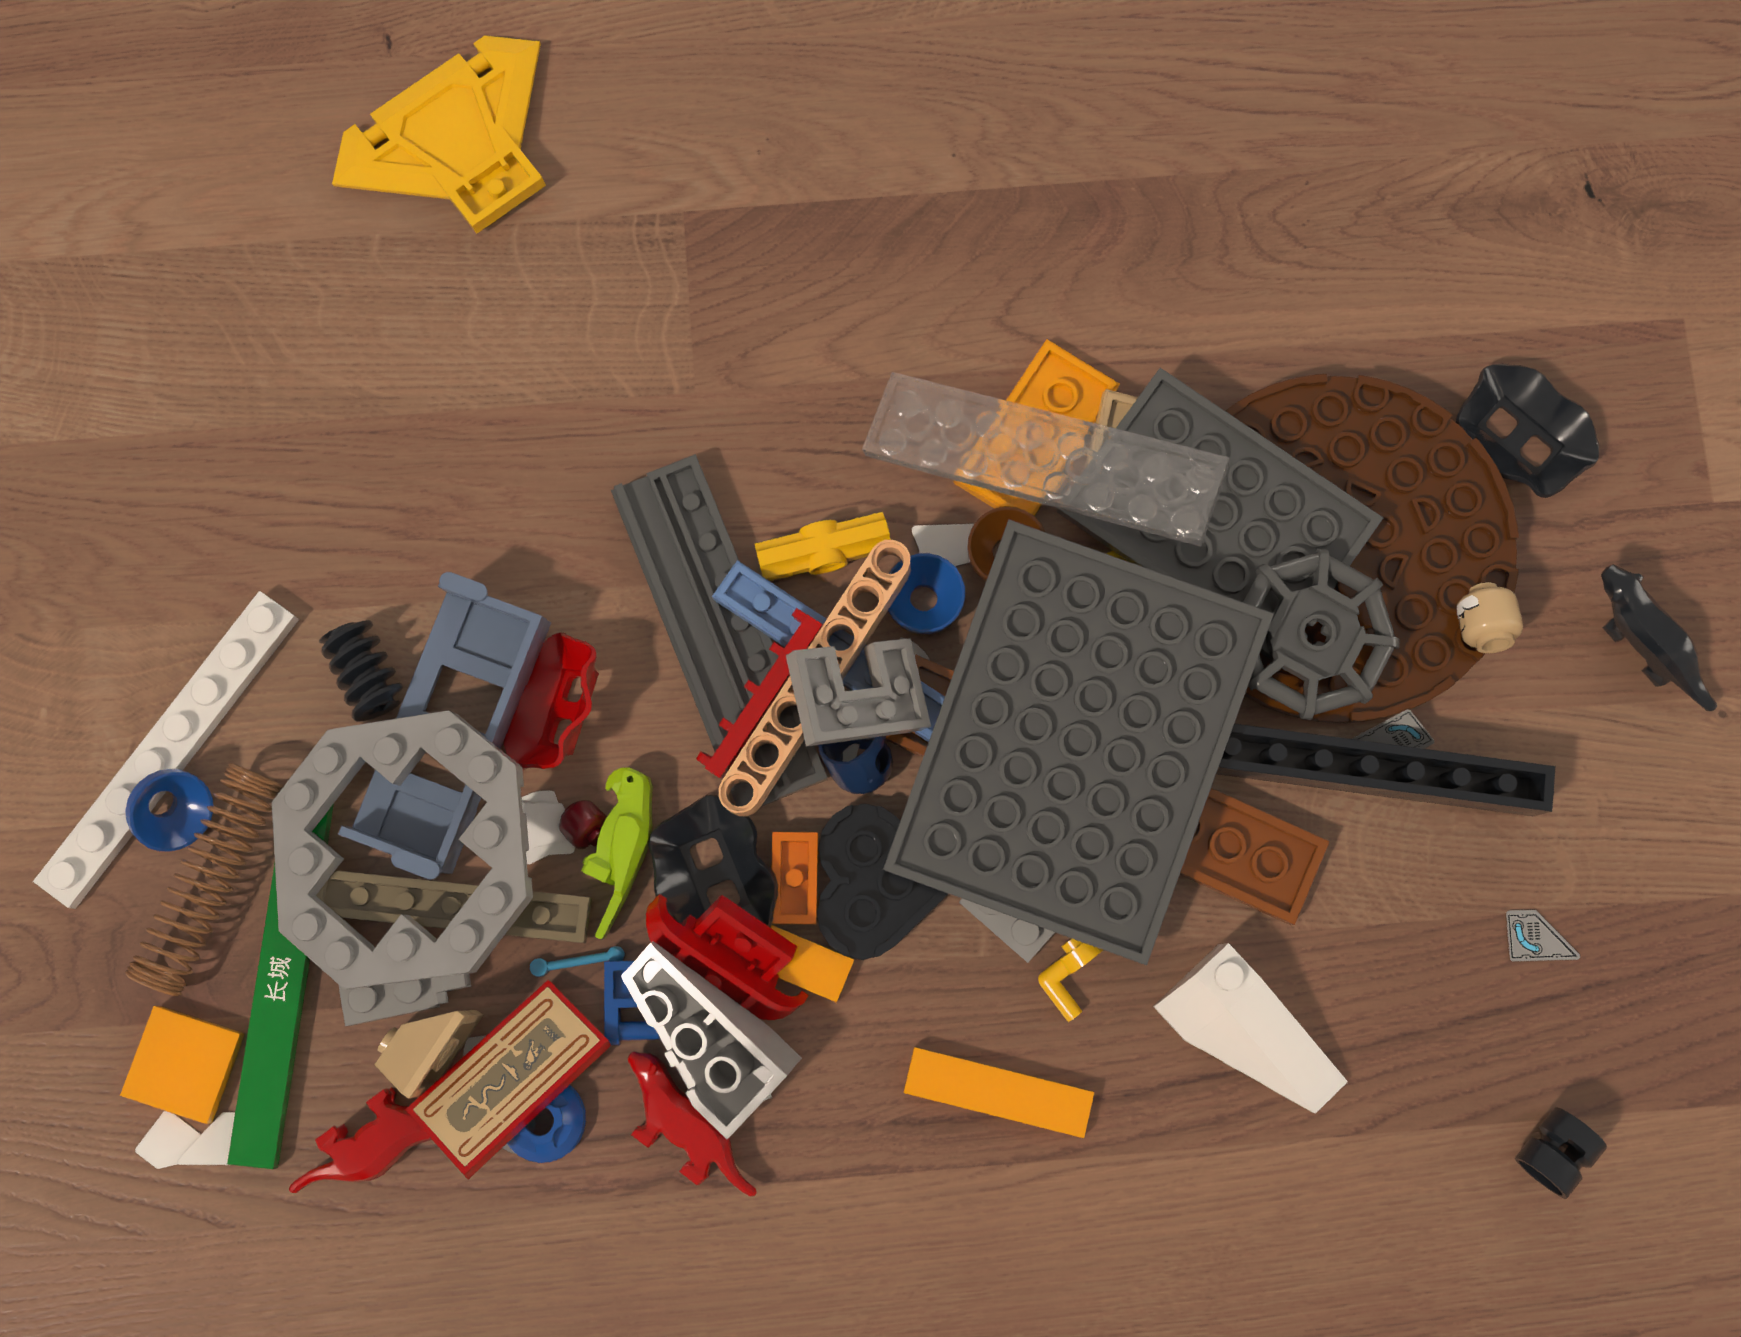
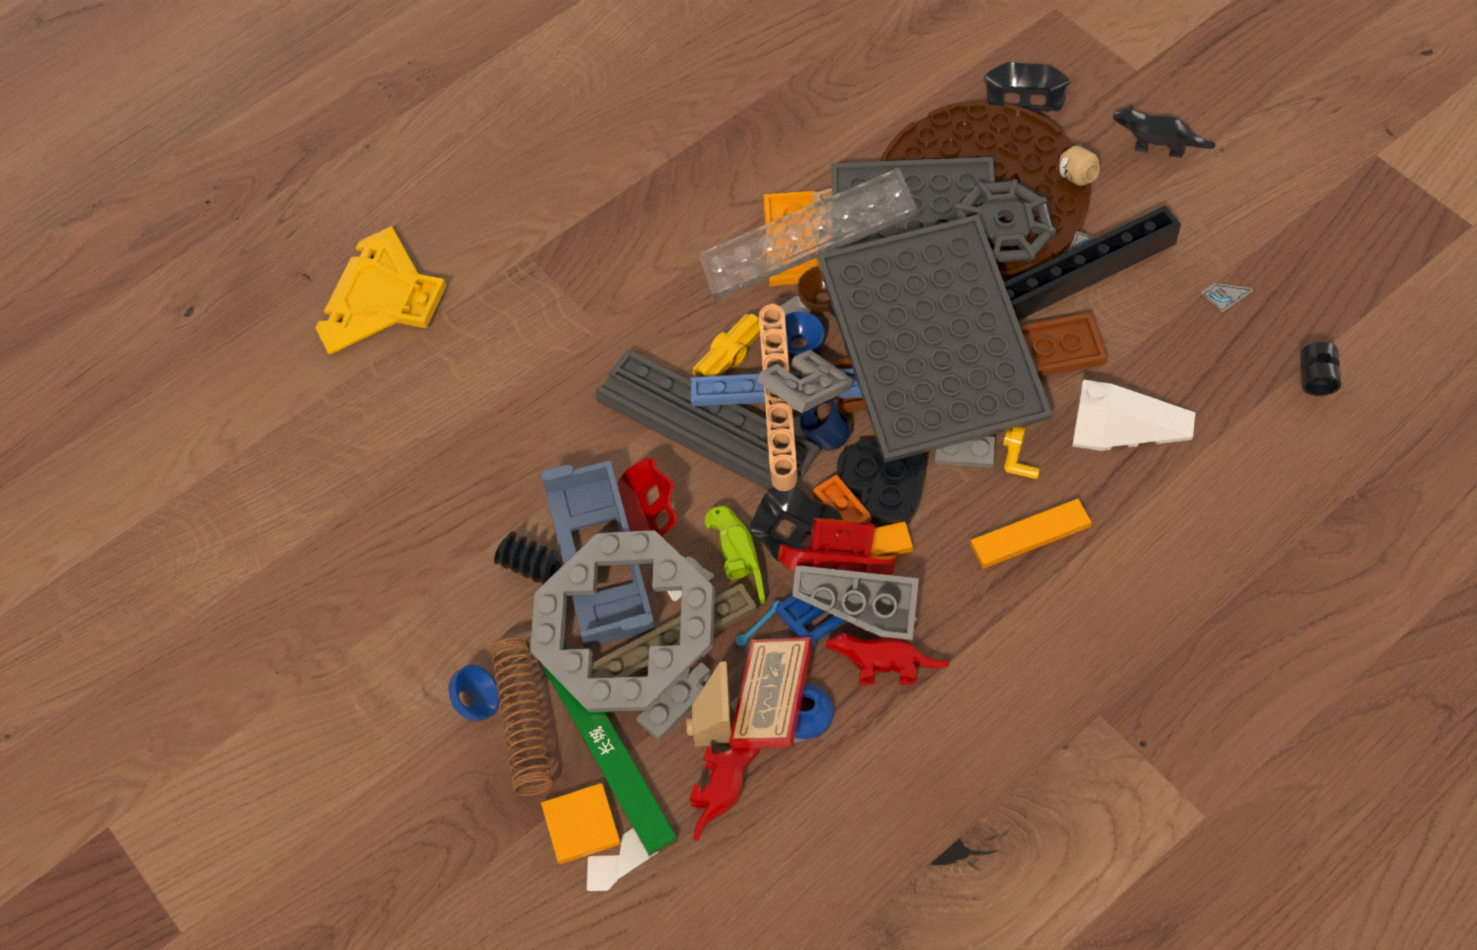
camera: 30 degrees left, 20 degrees down
(167, 746) = (446, 659): white plate -> none
(582, 823) = (708, 558): dark red piece -> none
(762, 699) = (758, 425): red hinge -> none

